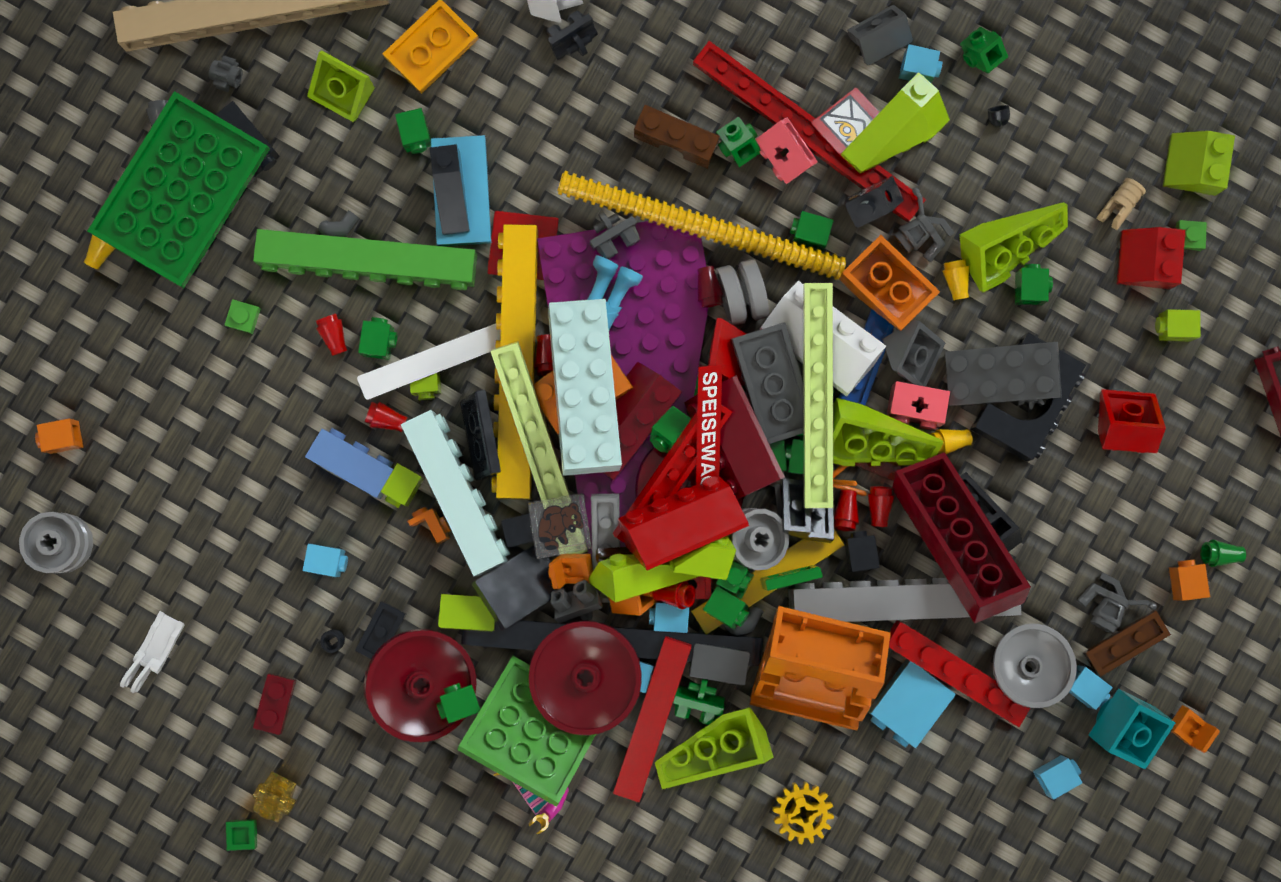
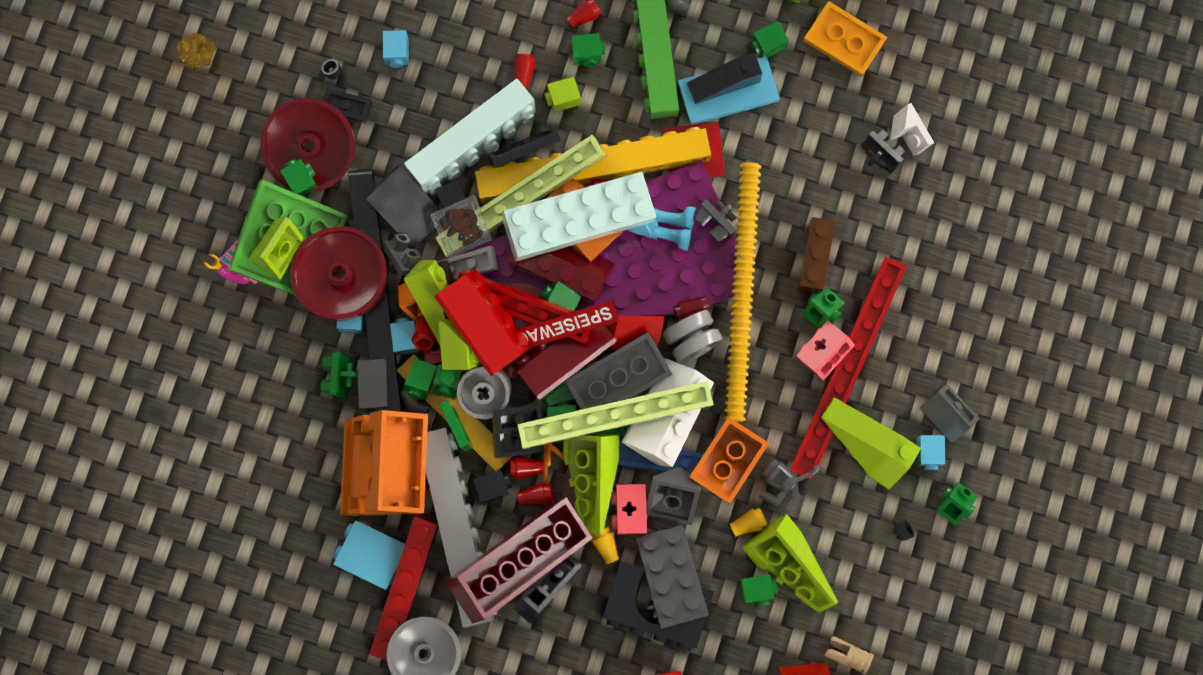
camera: 80 degrees right, 5 degrees down
(241, 834) = (161, 33): green plate -> none
(274, 704) = (271, 36): dark red plate -> none
(350, 461) = (480, 52): medium blue brick -> none
(401, 486) = (469, 94): lime brick -> none
(428, 362) = (575, 92): white sticker -> none
(438, 526) = (447, 122): orange bracket -> none
(464, 613) = (373, 165): lime panel -> none
(541, 743) = (278, 247): none -> lime slope
(570, 569) = (427, 243): orange bracket -> none
(652, 718) = (316, 338): red tile -> none
(723, 746) = (302, 399): lime wedge -> none
(811, 230) = (761, 387): green brick -> none
(816, 809) = (252, 487): yellow gear -> none
(845, 120) = (865, 396): sticker -> none
(872, 202) = (792, 427): black torso -> none

